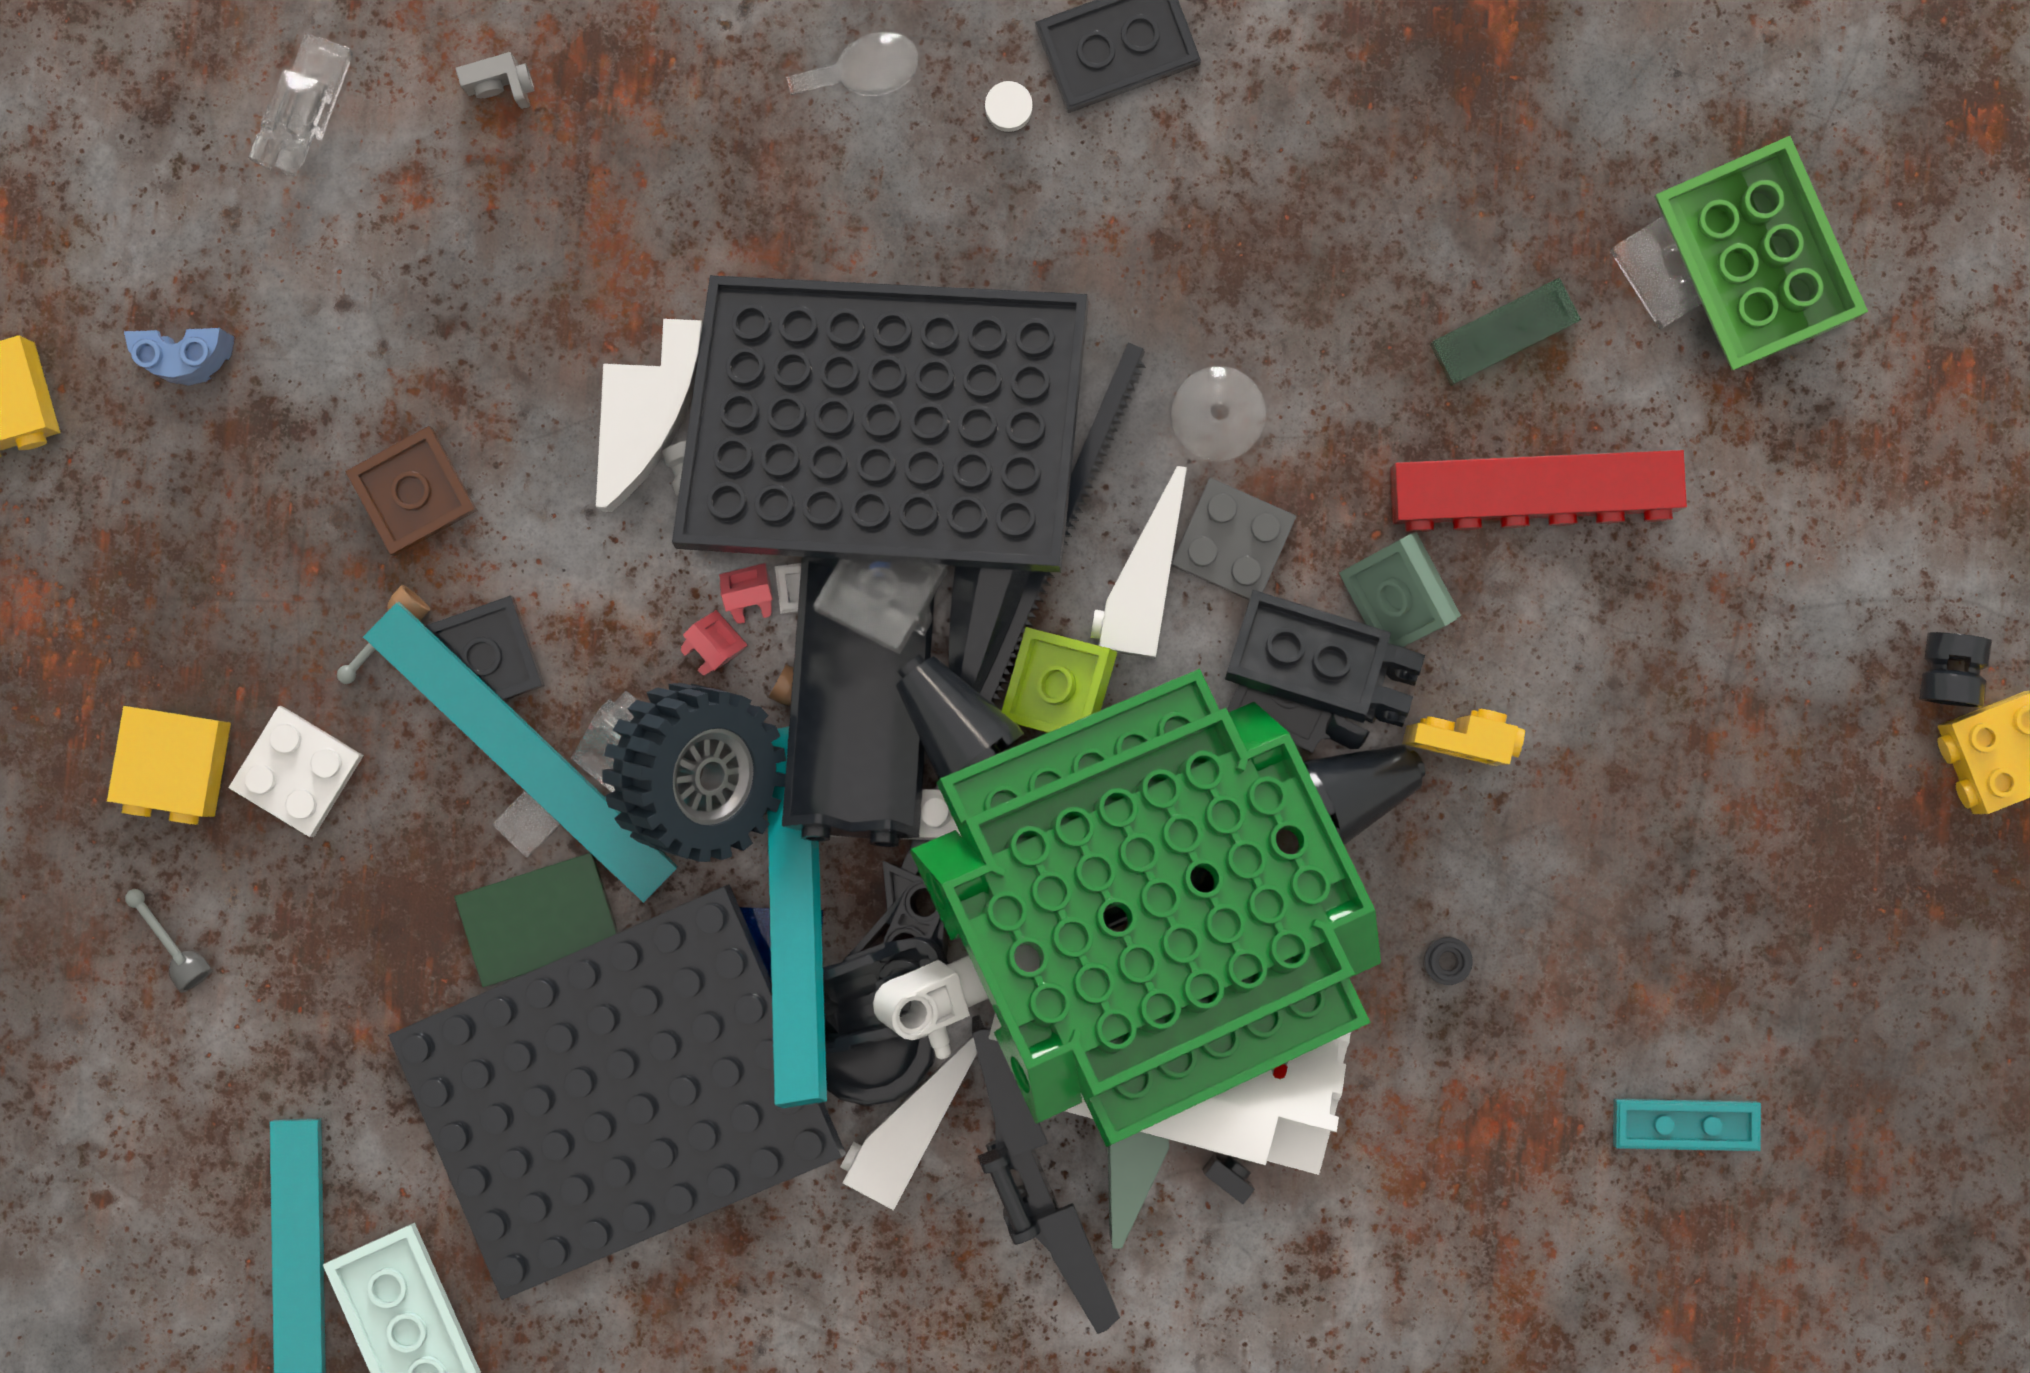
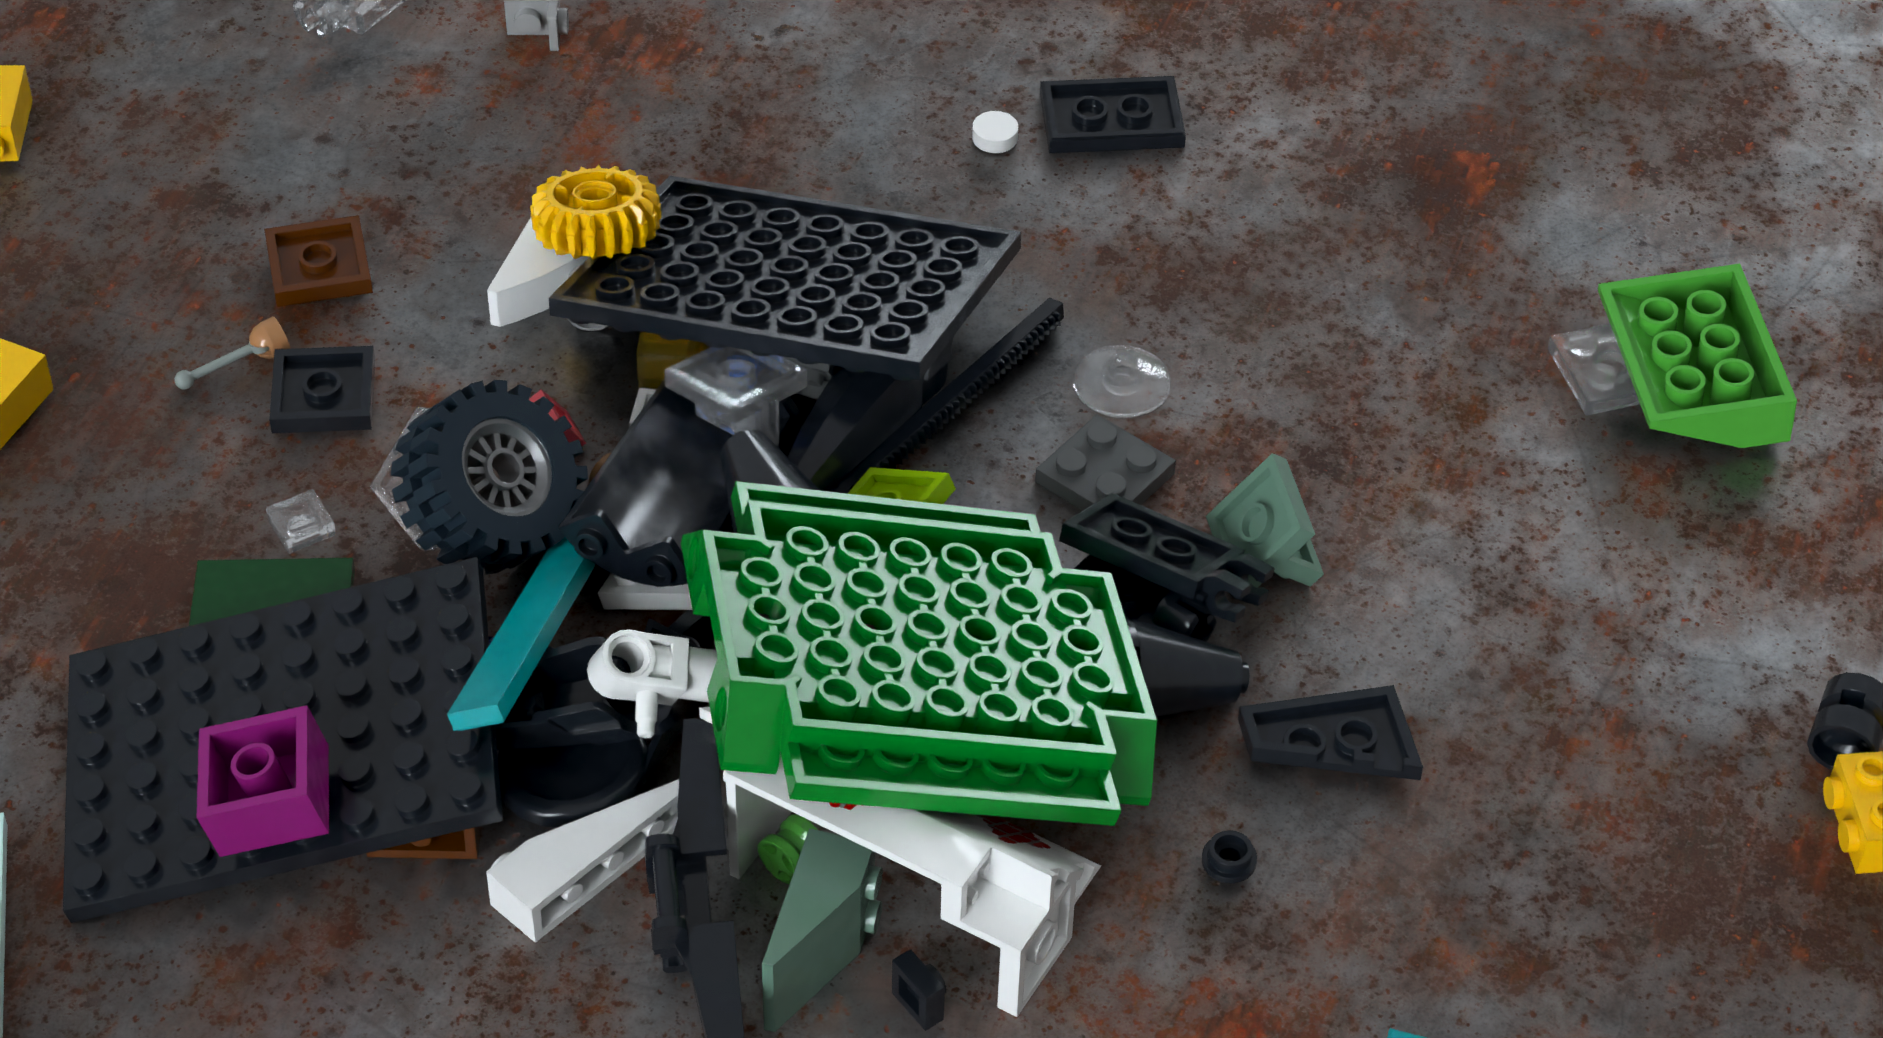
camera: 10 degrees right, 40 degrees down
(185, 362) = (162, 124): medium blue cylinder -> none
(296, 771) = (95, 438): white plate -> none
(517, 749) = (317, 446): teal tile -> none
(637, 1194) = (263, 781): none -> magenta brick
(680, 429) = (595, 212): none -> yellow gear
(746, 588) = (601, 392): coral tile -> none
(866, 66) = (870, 84): clear piece -> none
(1138, 598) = (1006, 465): white slope -> none
(1476, 737) = (1298, 650): yellow plate -> none
(1505, 331) = (1426, 372): clear green plate -> none
(1510, 801) = (1335, 732): none -> black wing
(1538, 488) = (1435, 488): red brick -> none

